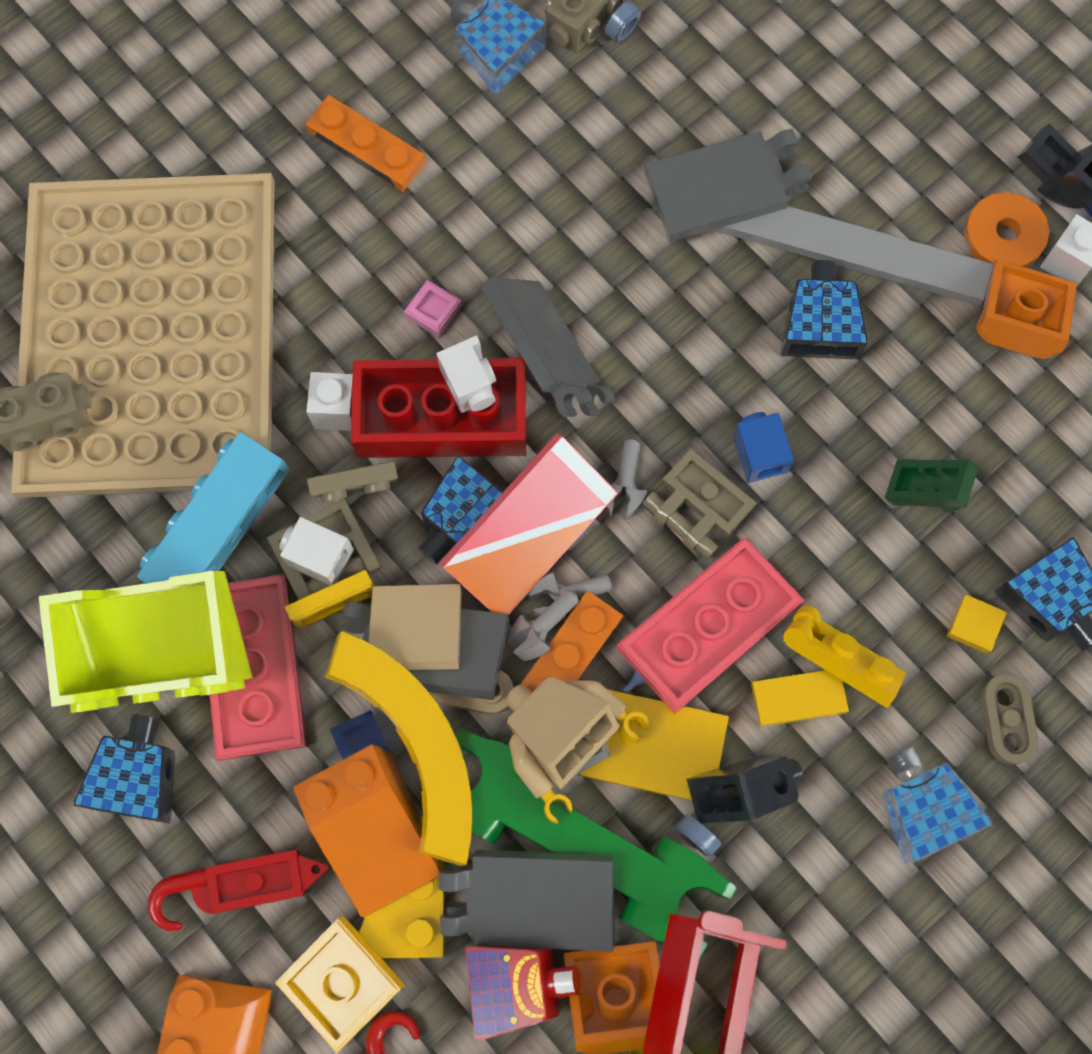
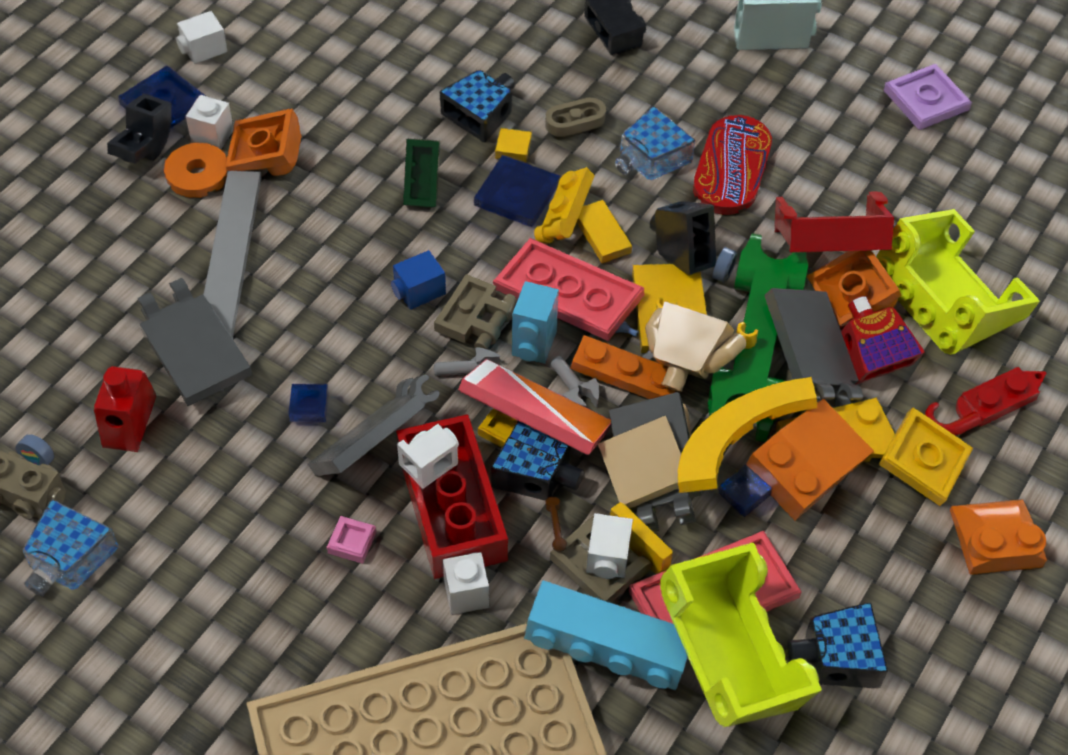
camera: 110 degrees left, 20 degrees down
(238, 885) = (889, 545): red plate -> none
(336, 484) = (535, 539): dark tan plate -> none
(365, 143) = (192, 640): orange plate -> none
(413, 524) = (553, 505): none -> reddish brown hinge
(529, 637) = (607, 387): light grey bar -> none
(615, 294) = (308, 403): none -> clear blue plate
(647, 554) = (534, 322): none -> medium azure brick
(653, 105) = (128, 397): none -> red torso
(824, 317) = (297, 262): torso -> none
(884, 917) = (732, 164): none -> red tile
(893, 608) = (517, 190): none -> clear blue tile

